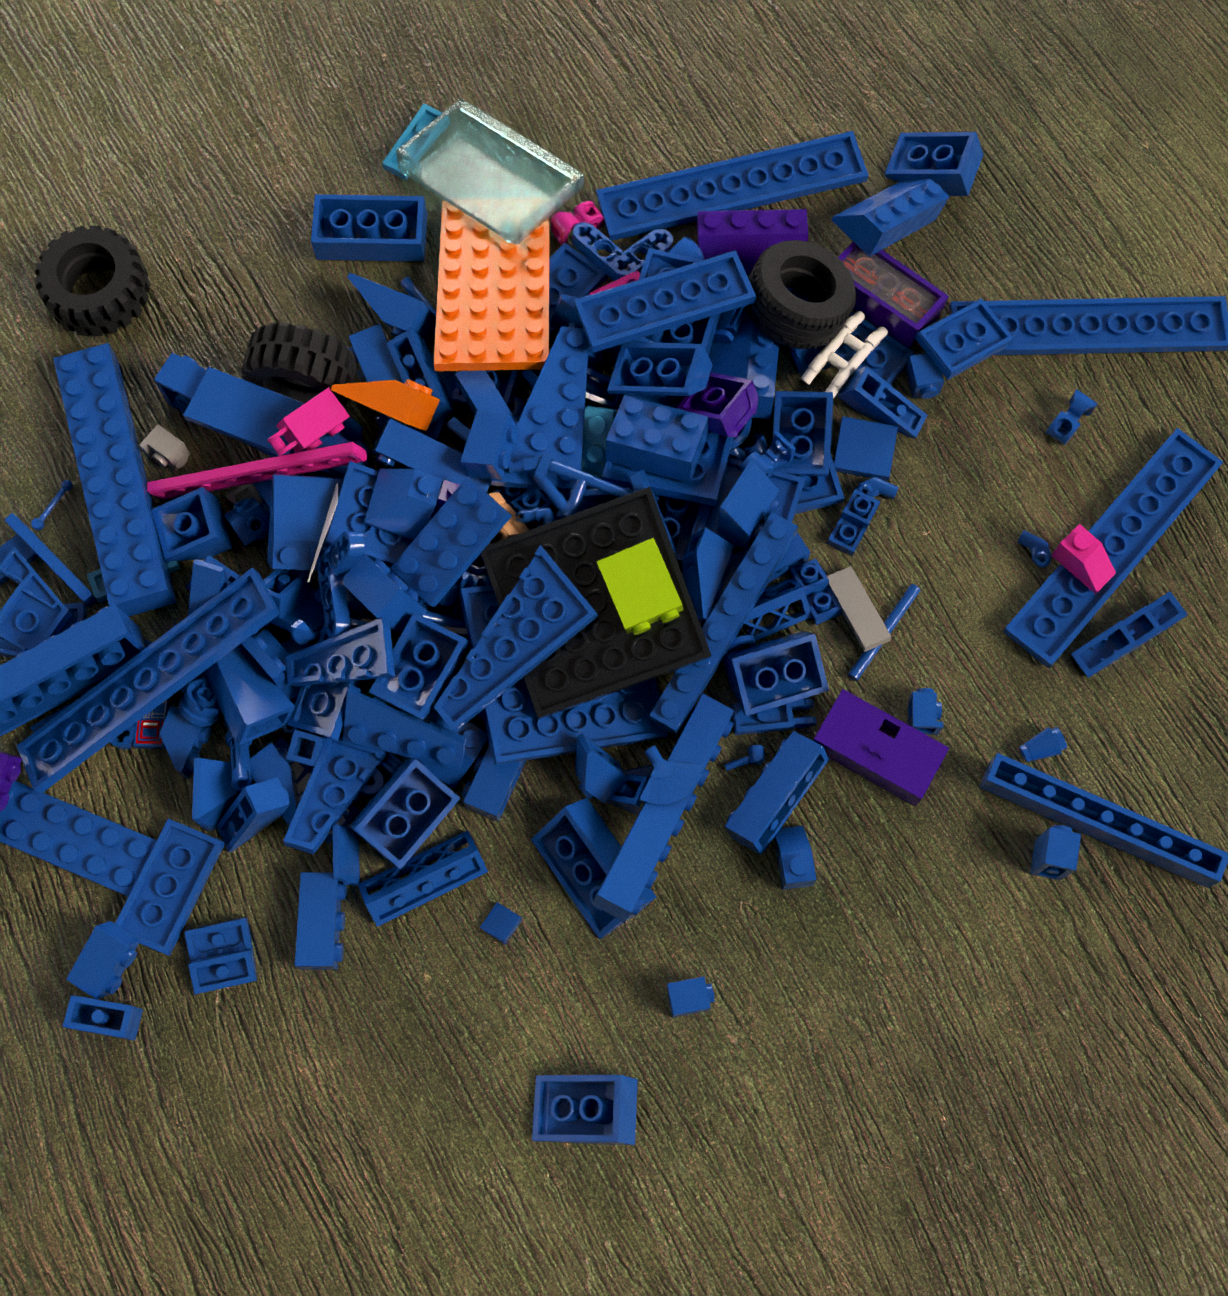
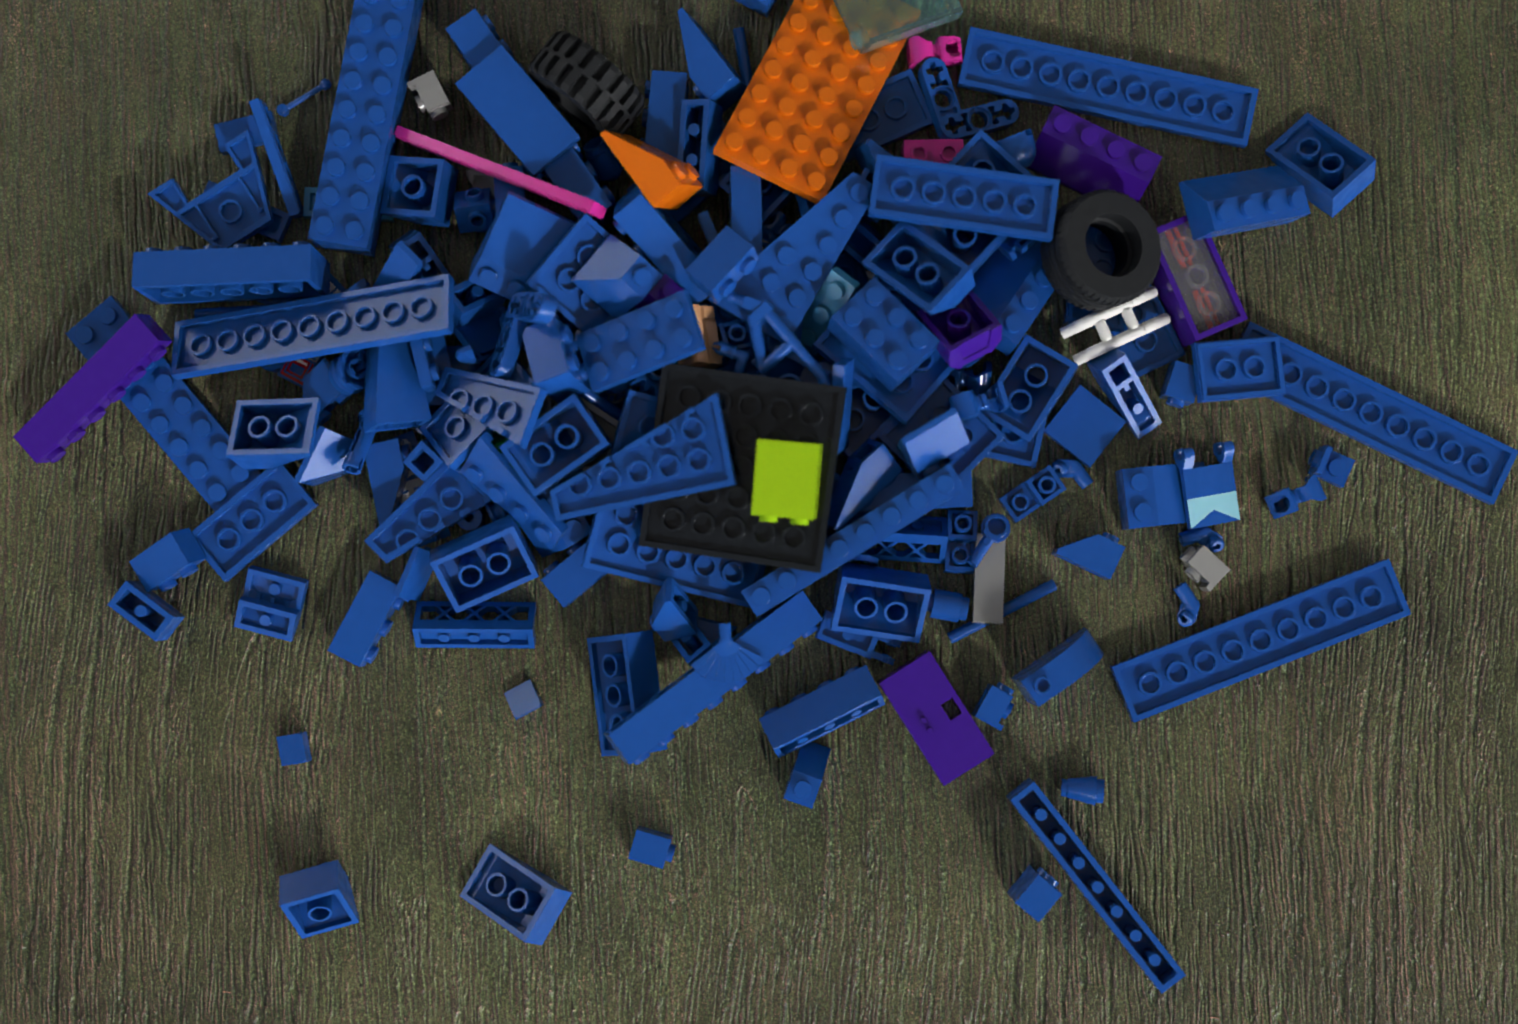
camera: 25 degrees right, 15 degrees up
(153, 790) = (273, 431): none -> blue slope
(252, 812) = (352, 496): blue slope -> none
(304, 1081) = (294, 748): none -> blue slope
(310, 423) = (566, 156): dark pink brick -> none
(333, 504) = (542, 258): white sticker -> none
(397, 1215) = (318, 899): none -> blue slope
(755, 757) = (822, 665): blue hand -> none
(837, 647) = (948, 606): none -> blue brick
(838, 563) = (994, 529): none -> blue plate
(934, 545) = (1093, 554): none -> blue slope
(959, 652) = (1058, 668): none -> blue brick
(961, 471) = (1150, 496): none -> blue slope
(996, 444) = (1208, 489): none -> blue flag
(1016, 486) = (1203, 536): none -> blue arm
(1031, 509) = (1203, 567): none -> light grey brick
(1085, 558) = (1221, 643): dark pink slope -> none
(1086, 380) = (1330, 466): none -> blue bracket
(1129, 634) = (1222, 729): blue slope -> none

